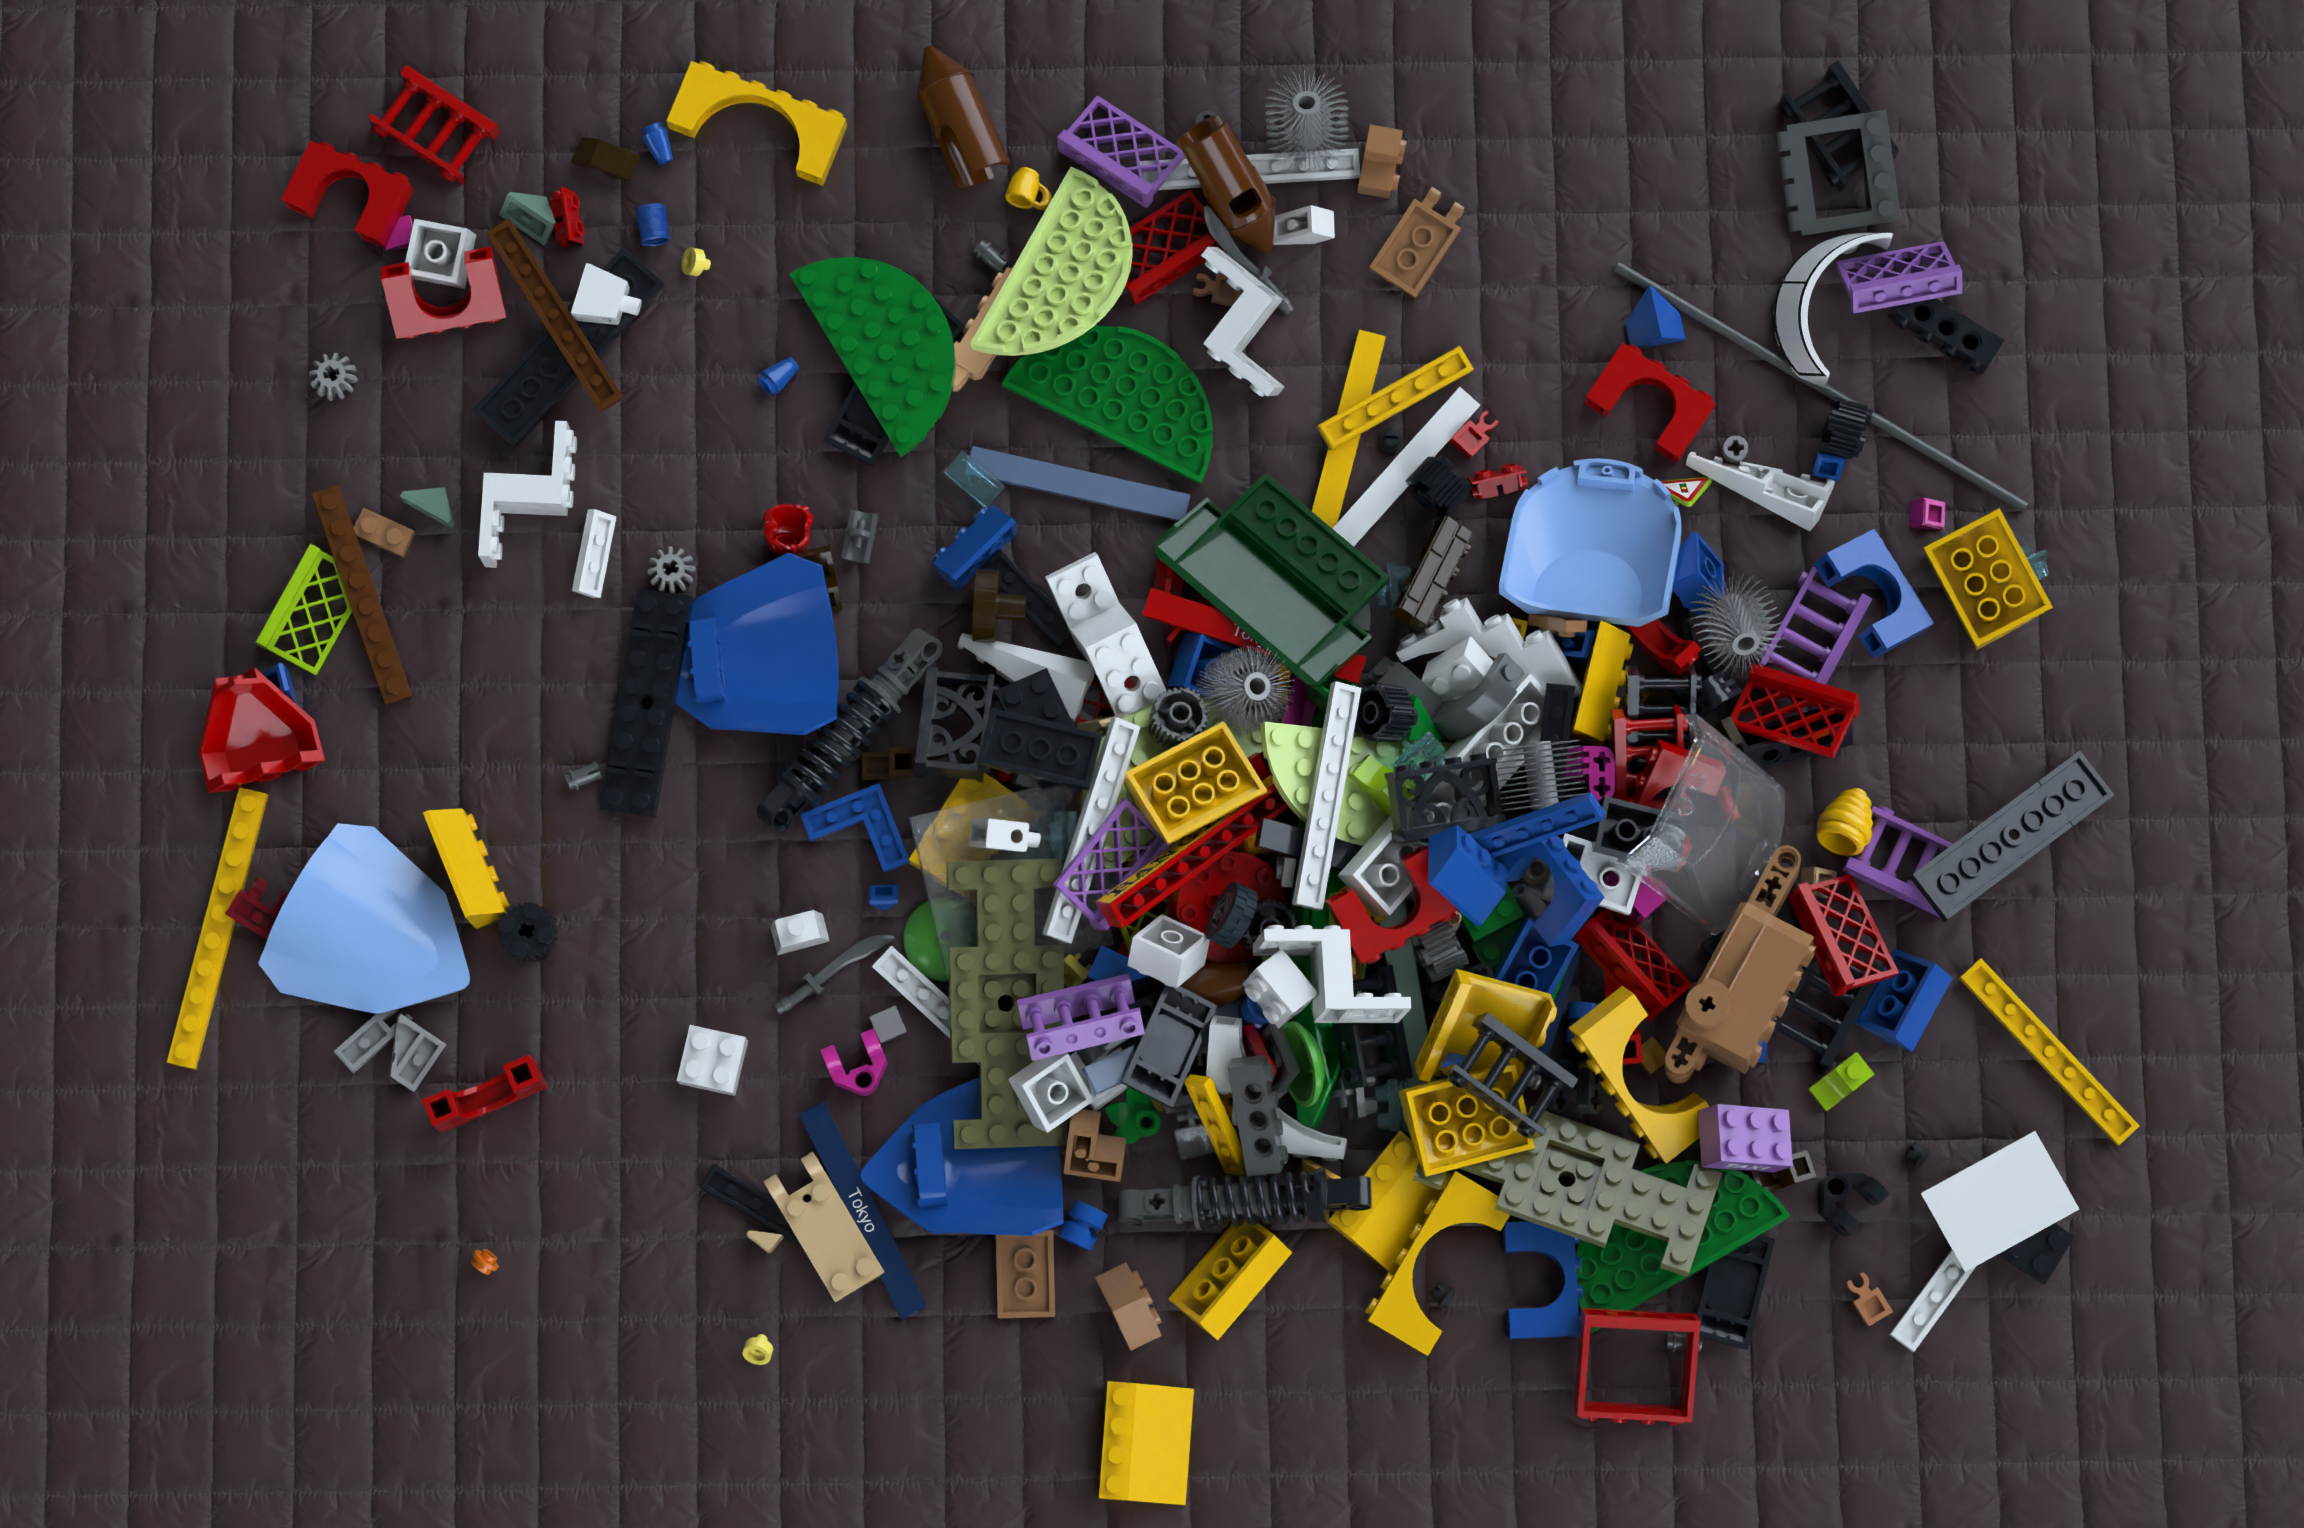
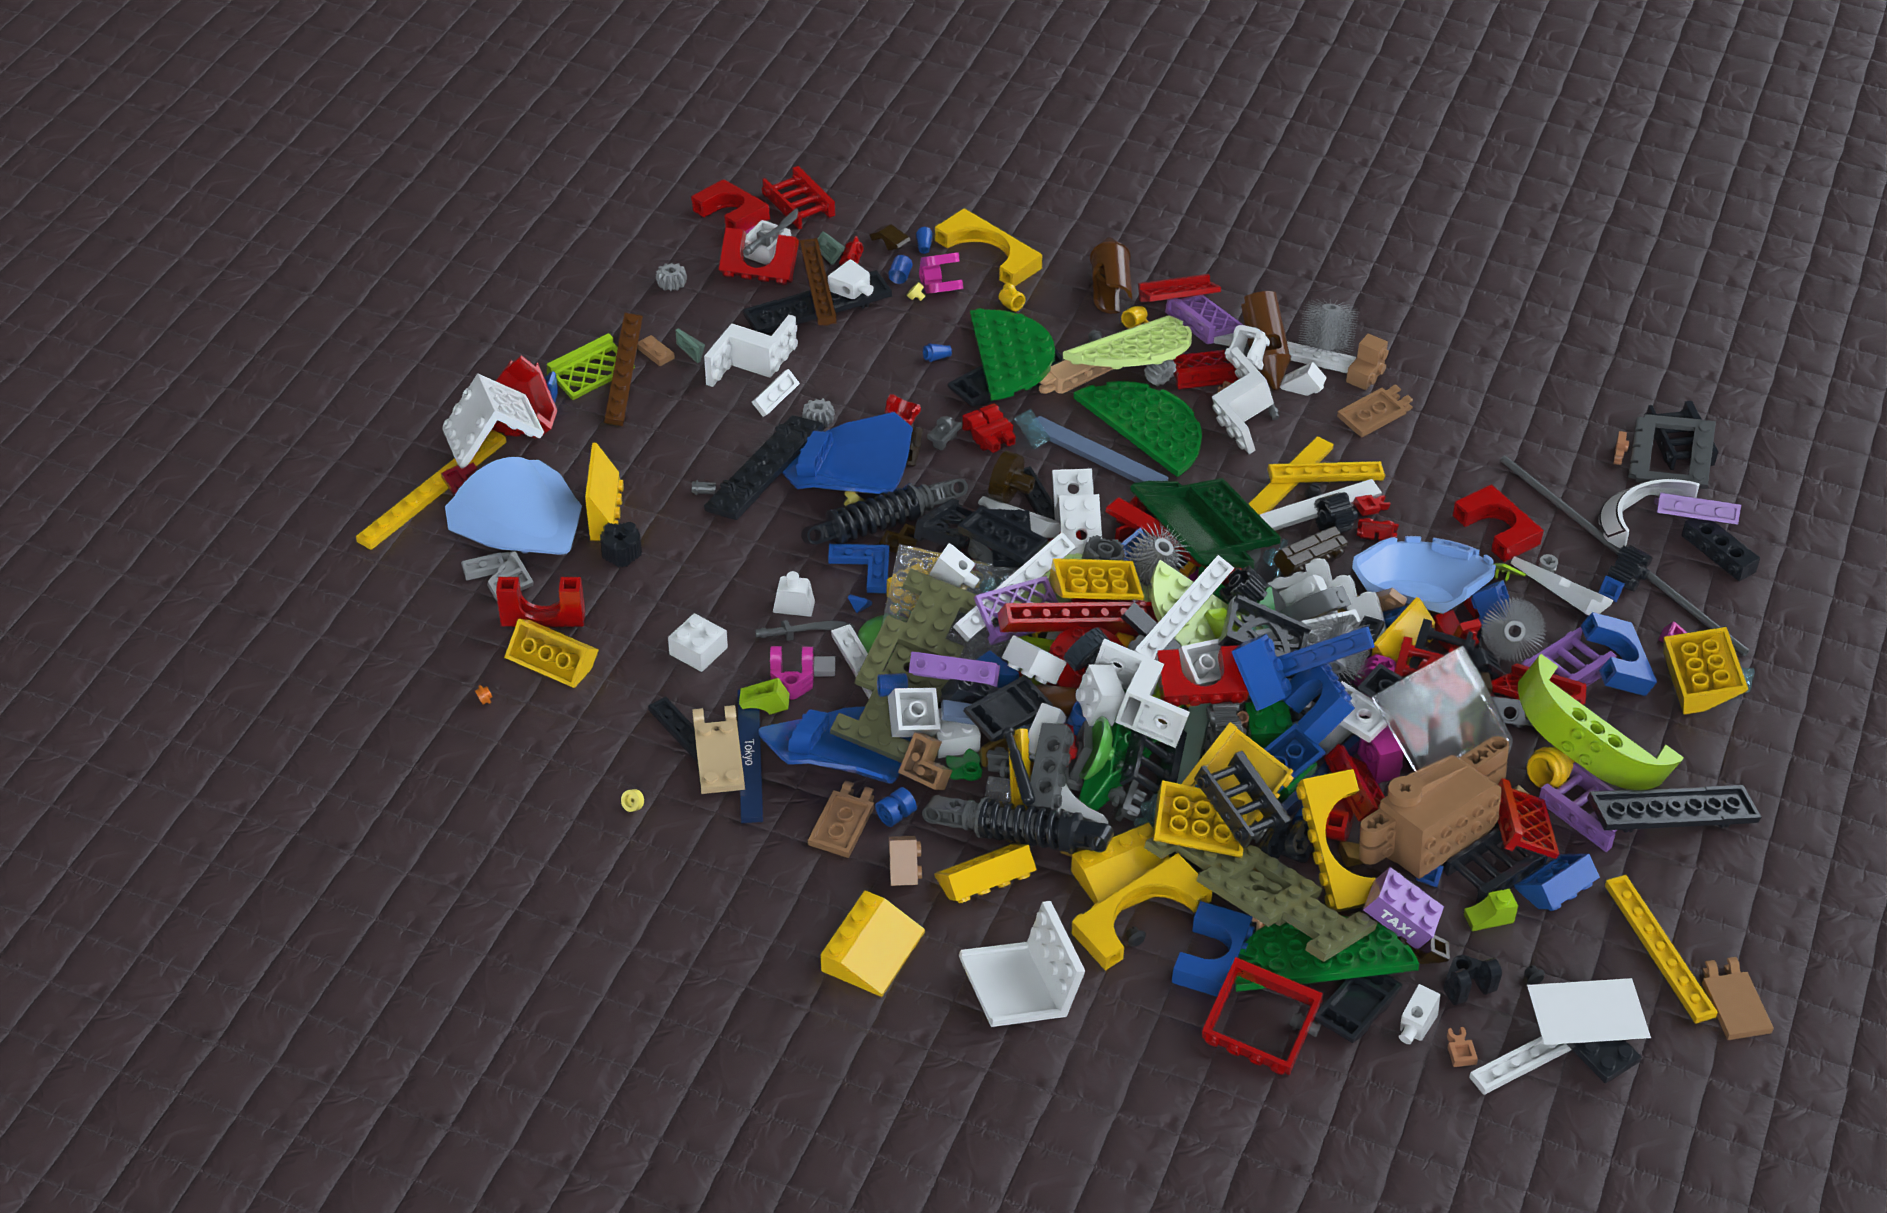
camera: 25 degrees right, 35 degrees down
(238, 791) = (479, 410): none -> white bracket
(441, 266) = (765, 238): none -> dark grey sword
(533, 1155) = (550, 653): none -> yellow slope
(705, 222) = (931, 275): none -> dark pink piece
(765, 1240) = (675, 744): tan slope -> none
(836, 220) = (1011, 297): none -> yellow piece
(842, 1119) = (767, 696): none -> lime arch
(925, 506) = (989, 428): none -> red hips
(974, 546) = (1032, 450): blue slope -> none
(1007, 1061) = (888, 682): none -> blue piece
(1059, 103) = (1177, 288): none -> red fence
(1221, 210) = (1257, 349): none -> white piece
(1226, 1141) = (1021, 775): none -> black piece
(1341, 1423) = (1026, 978): none -> white bracket
(1654, 322) = (1519, 487): blue slope -> none
(1766, 183) = (1621, 447): none -> nougat plate
(1814, 1271) = (1419, 1014): none -> white torso
(1876, 787) = (1587, 736): none -> lime slope
(2154, 1094) = (1736, 1001): none -> medium nougat tile

